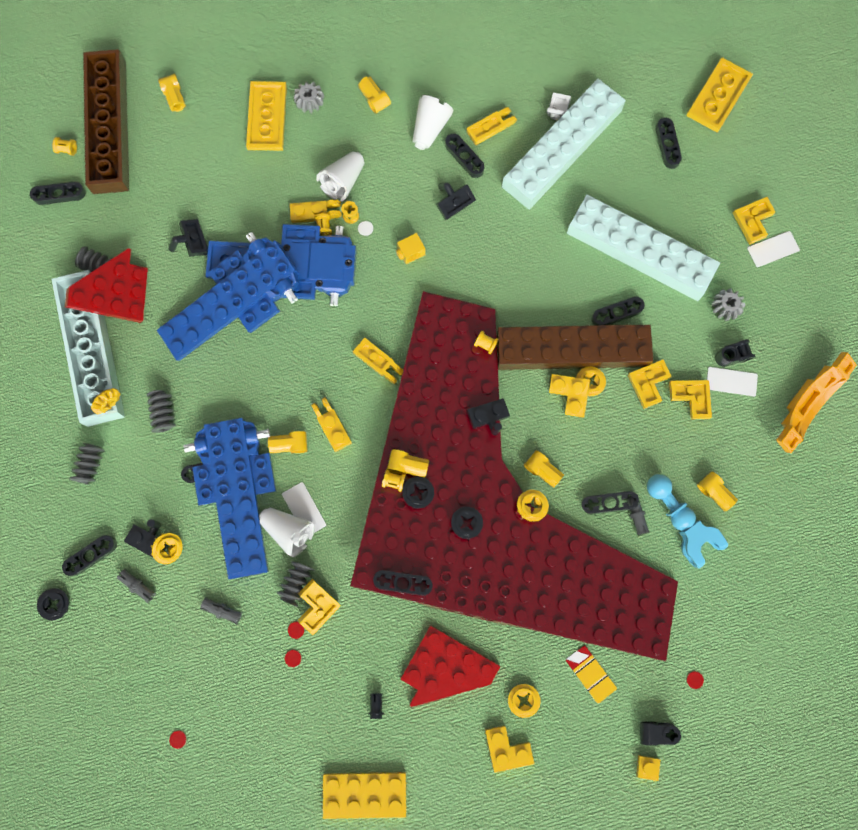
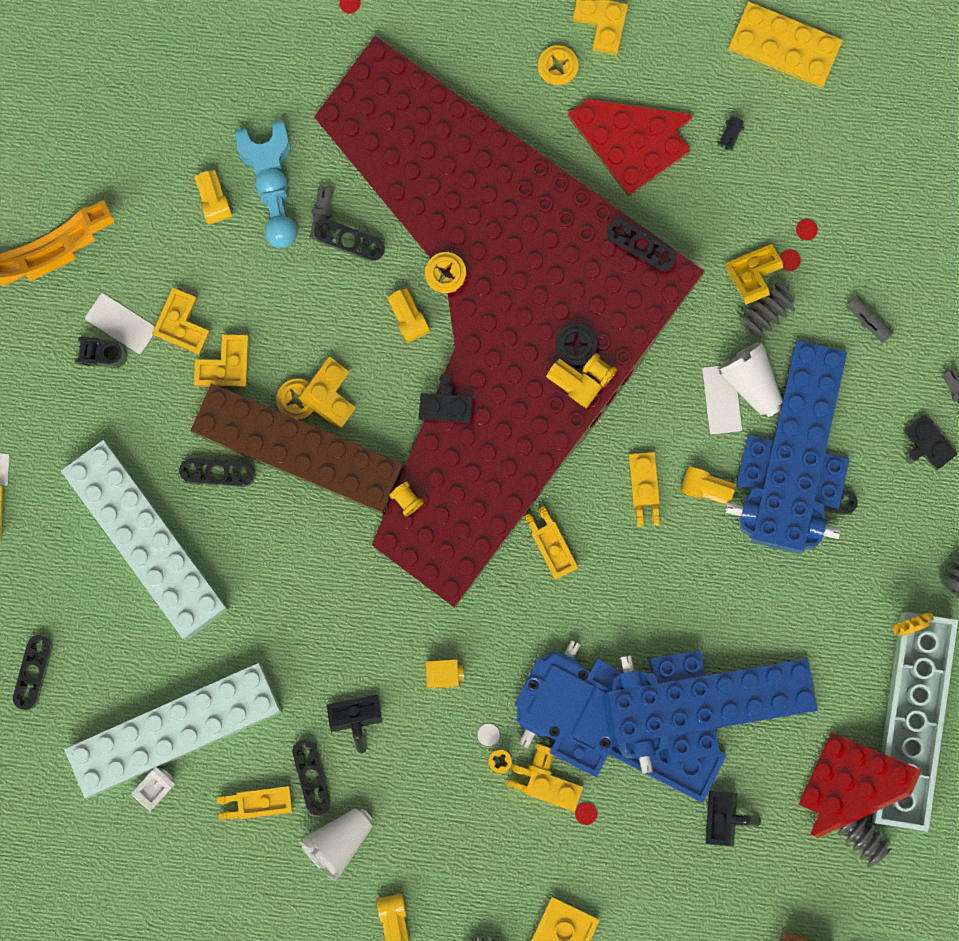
camera: 150 degrees left, 5 degrees up
(160, 411) = (851, 596): dark grey piece -> none
(174, 550) = (901, 415): yellow gear -> none
(282, 208) = (586, 813): none -> red sticker
(341, 175) = (488, 817): white cone -> none
(467, 513) = (523, 278): black gear -> none
(591, 674) = (466, 61): yellow sticker -> none
(728, 297) = (81, 425): light grey gear -> none

